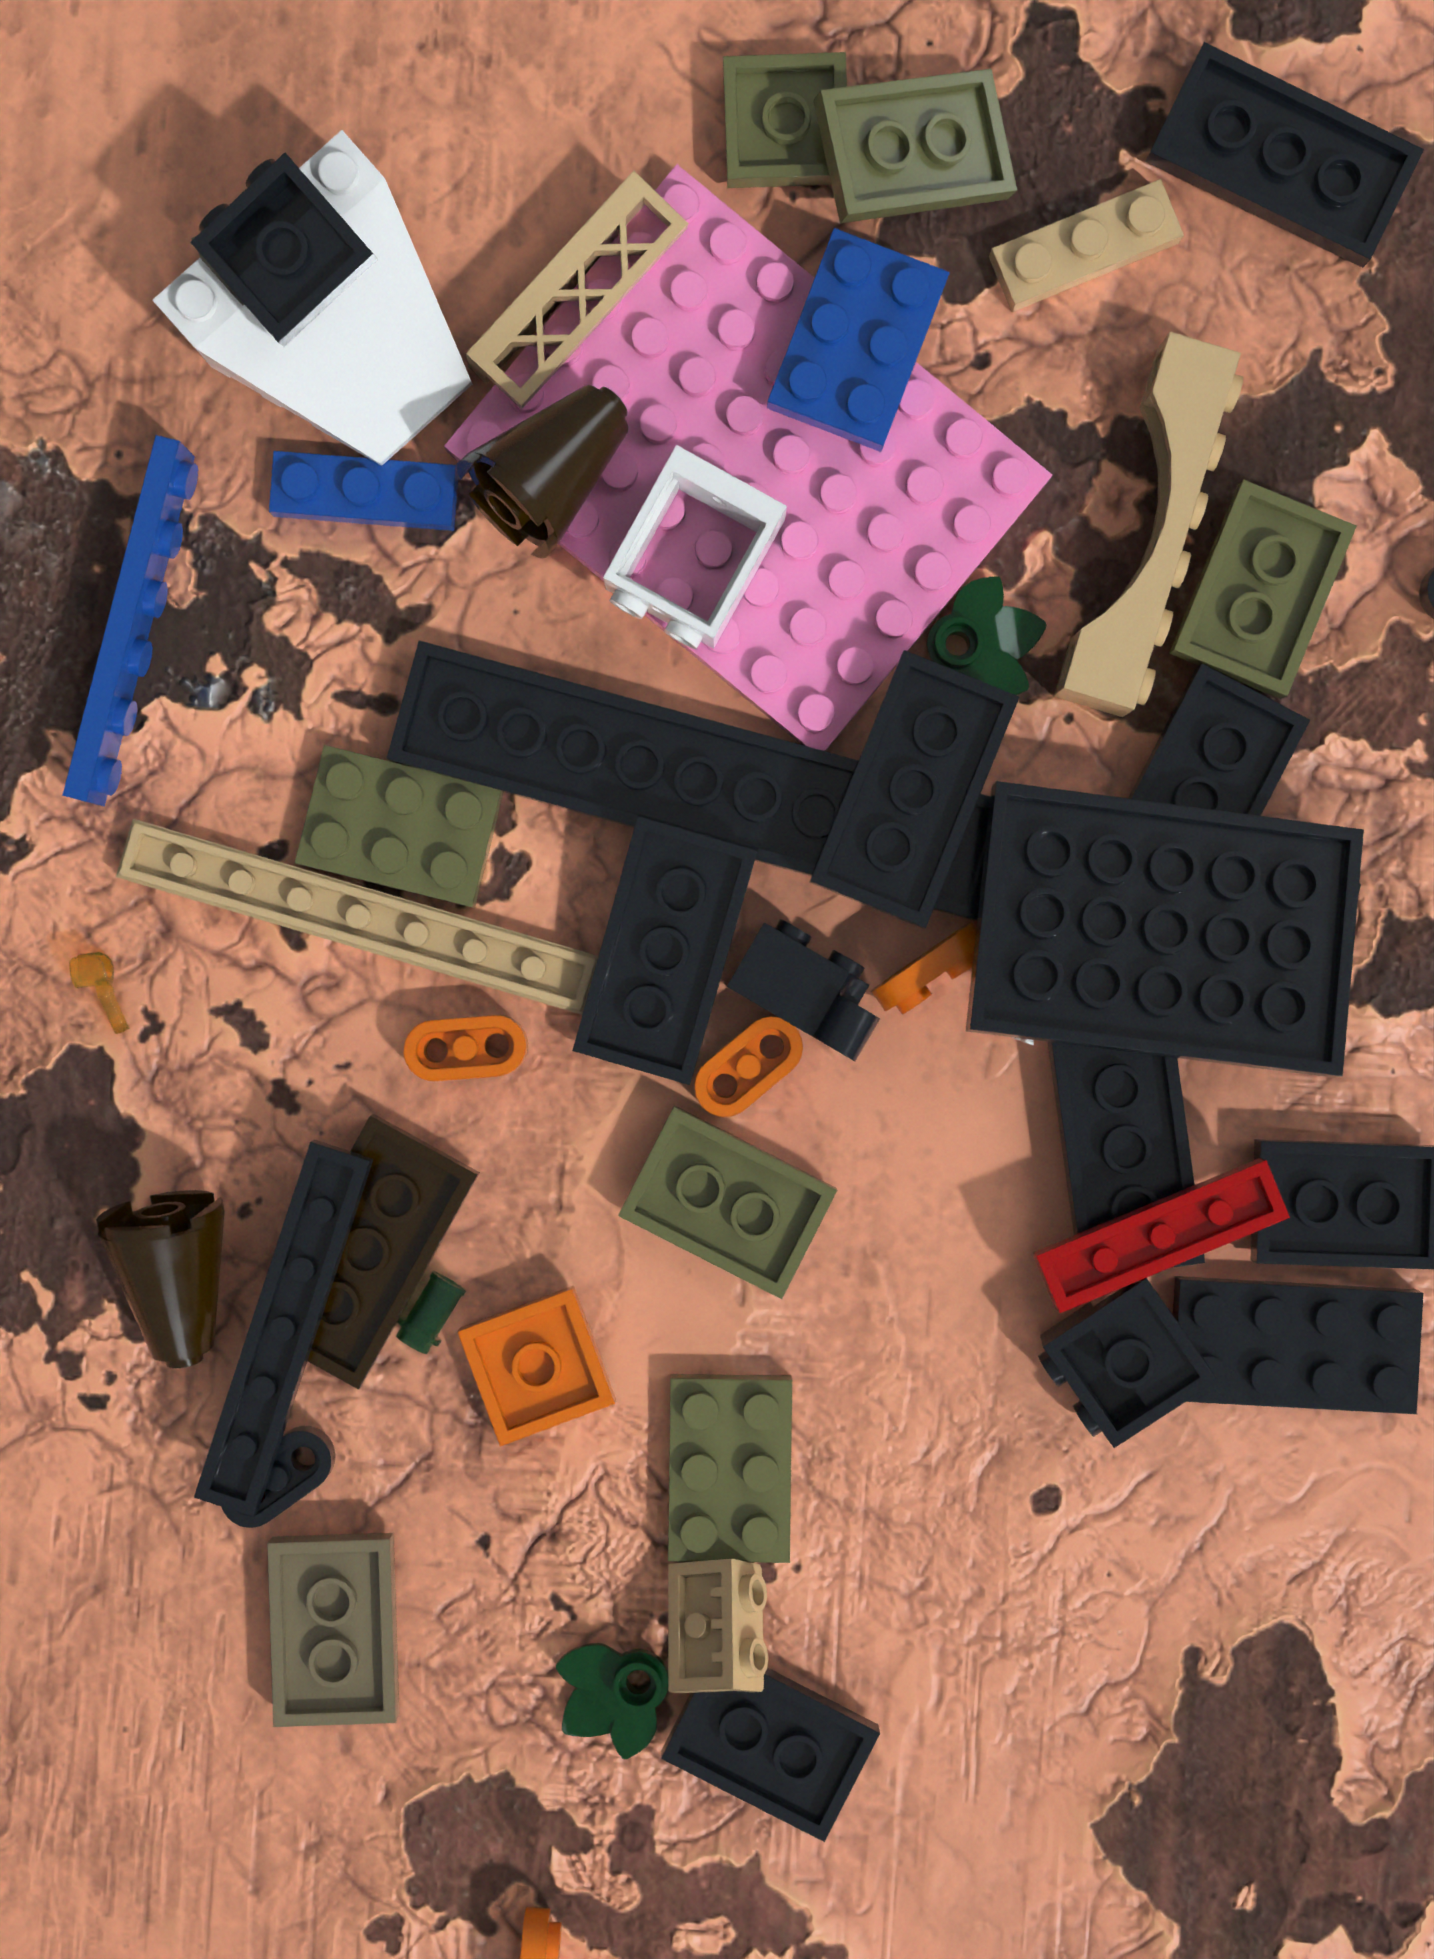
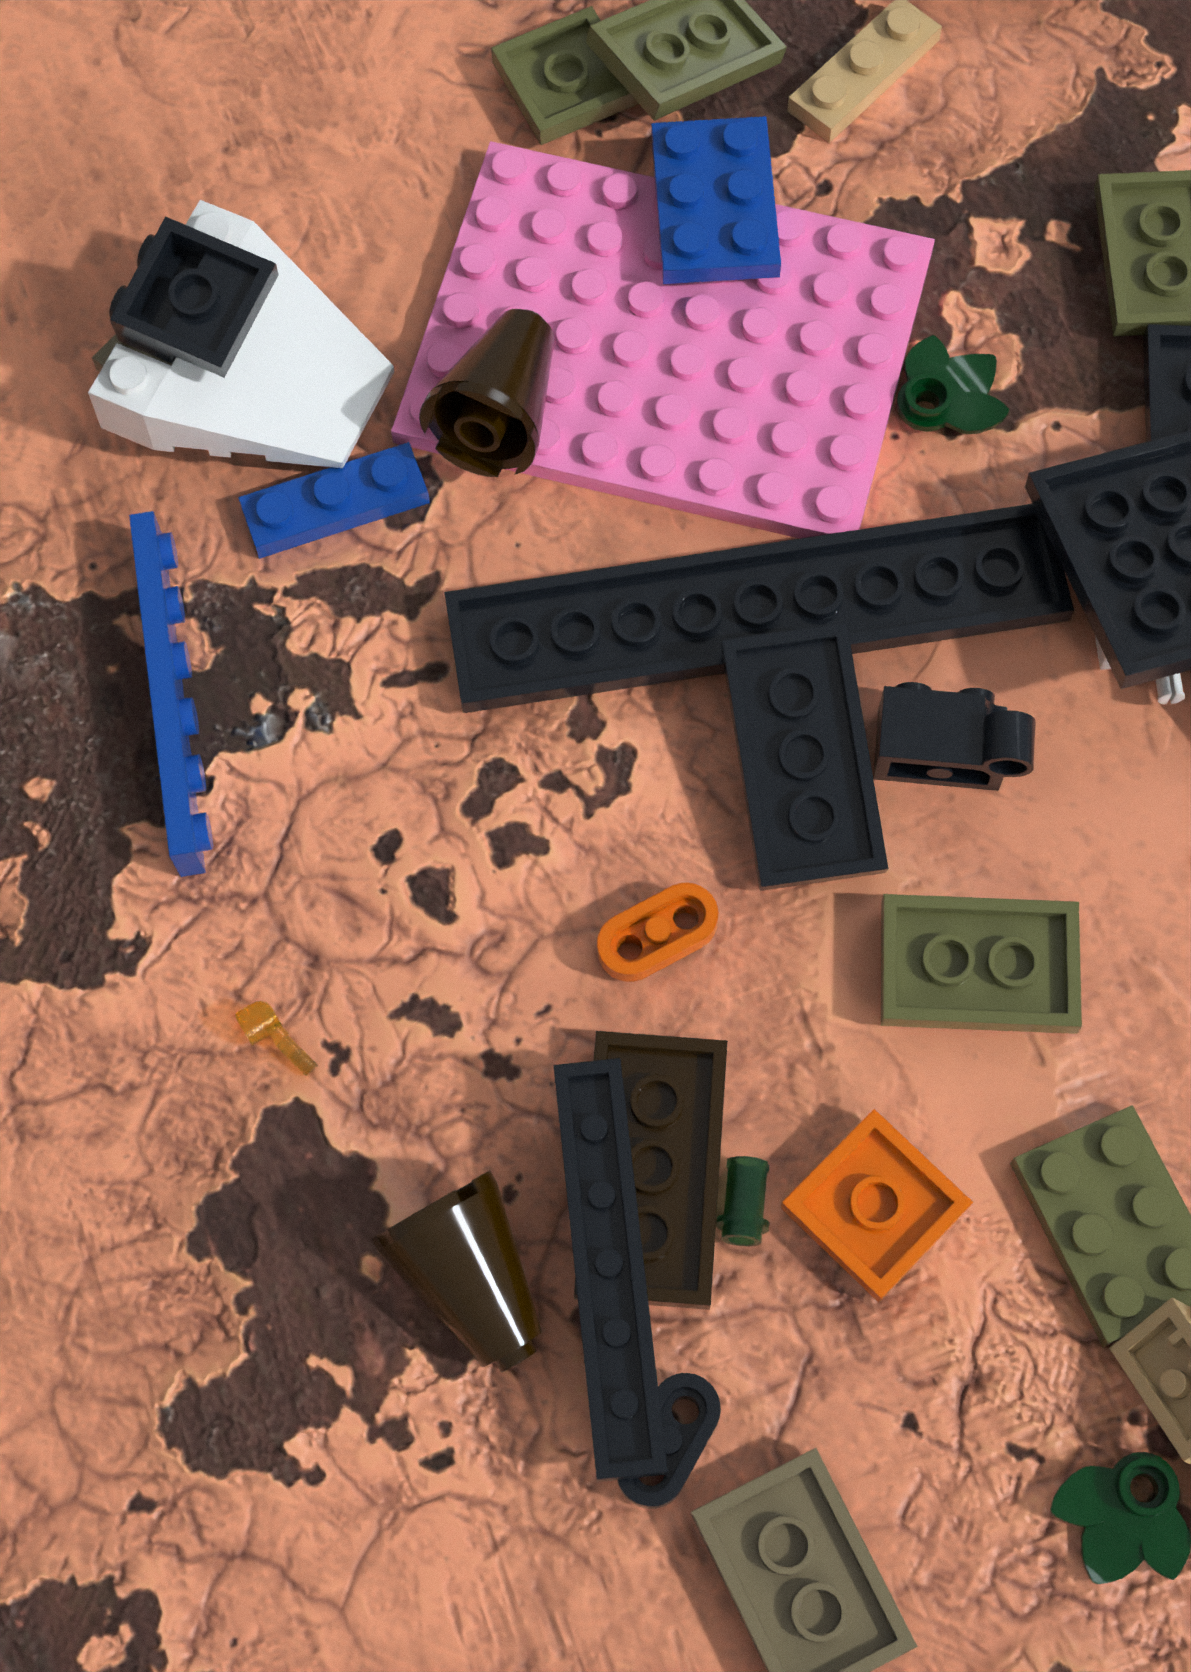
camera: 20 degrees left, 20 degrees down
(357, 916) = (496, 863): tan tile -> none
(399, 826) = (498, 767): olive plate -> none
(558, 282) = (441, 254): tan fence -> none
(723, 493) = (667, 354): white window -> none
(749, 1067) = (933, 835): orange plate -> none
(908, 985) = (1066, 652): orange plate -> none
(914, 789) = (958, 521): black plate -> none
(1183, 411) = (1018, 149): tan arch -> none

